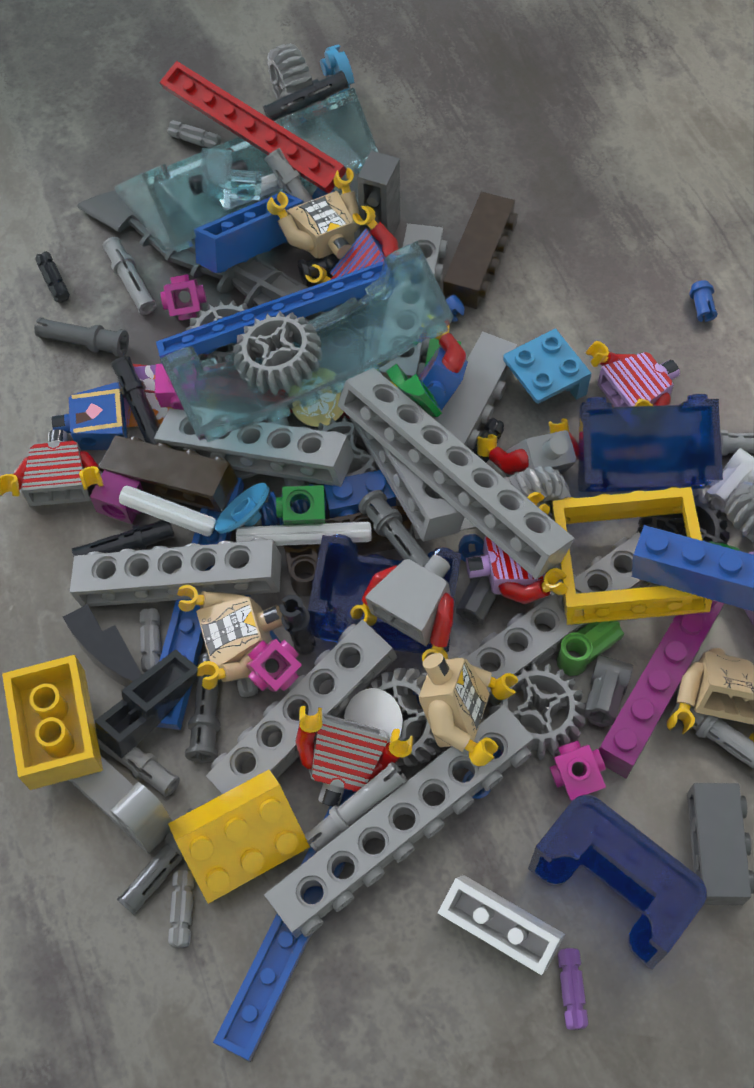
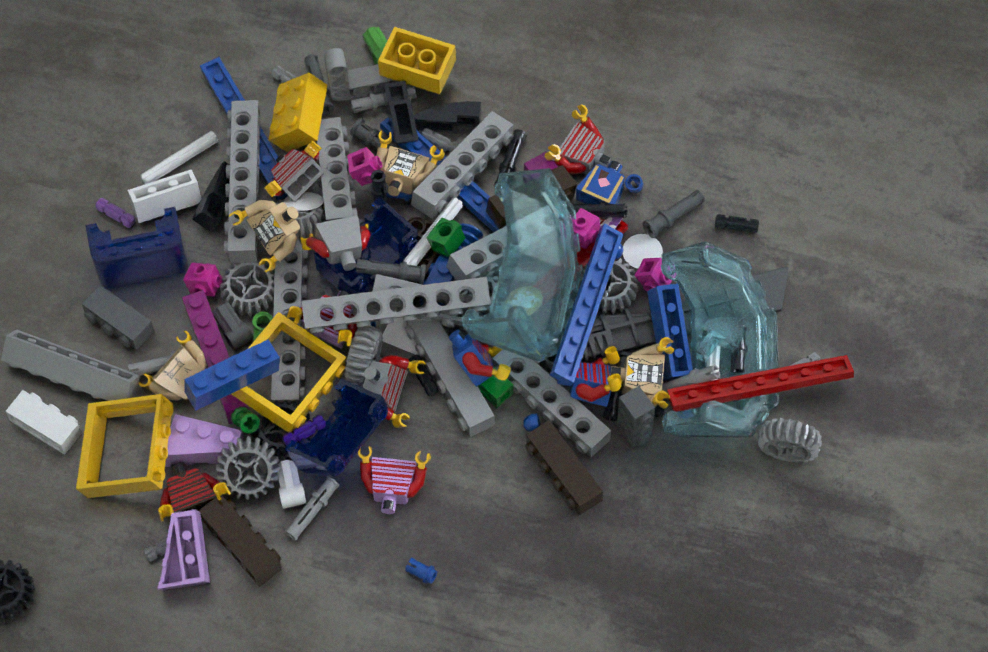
camera: 125 degrees right, 0 degrees up
(53, 809) = (375, 41): none -> bright green piece
(63, 389) = (637, 180): none -> blue hinge
(143, 340) = (641, 247): none -> white sticker
(167, 510) = (489, 190): white axle -> none
(243, 509) = (471, 211): dark azure dish -> none
(282, 362) = (545, 279): light grey gear -> none
(335, 62) = (776, 474): dark azure plate -> none
(337, 83) = (755, 434): black pin -> none
(356, 806) = (266, 157): light grey pin -> none
(415, 390) = (451, 318): green slope -> none
(420, 968) = (179, 158): none -> white axle
(448, 854) = (213, 201): none -> black slope
(548, 367) = (440, 434): dark azure bracket -> none
(651, 483) = (305, 430): none -> dark purple axle

